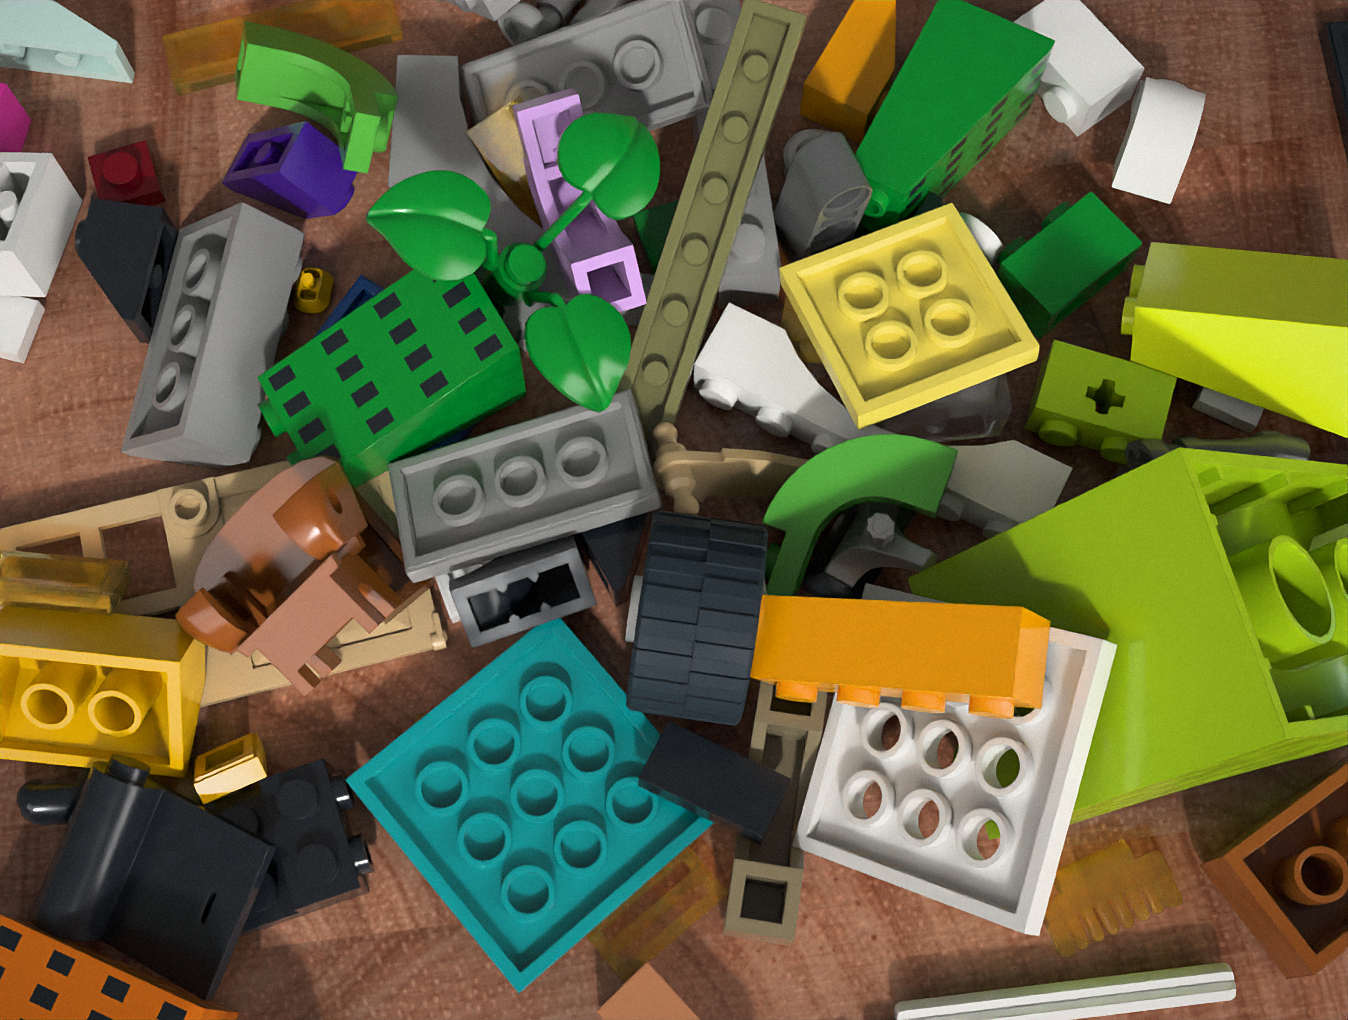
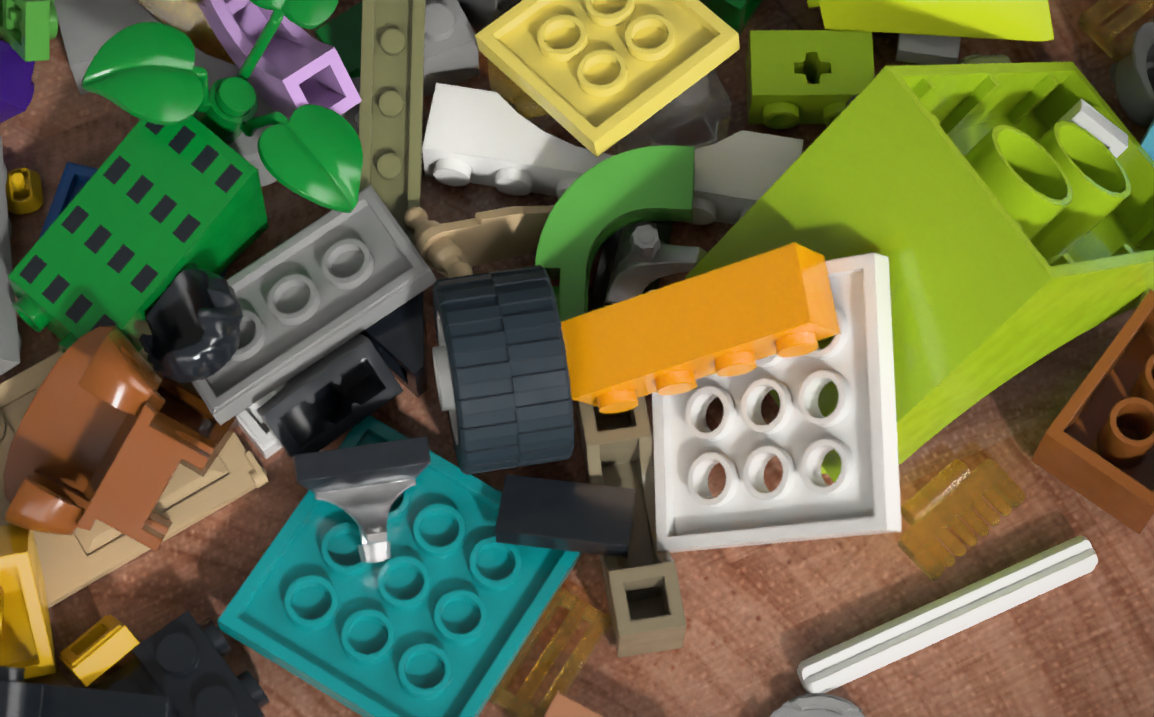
camera: 20 degrees left, 5 degrees down
(412, 483) = (193, 326): none -> black hair
(526, 689) = (364, 484): none -> black piece

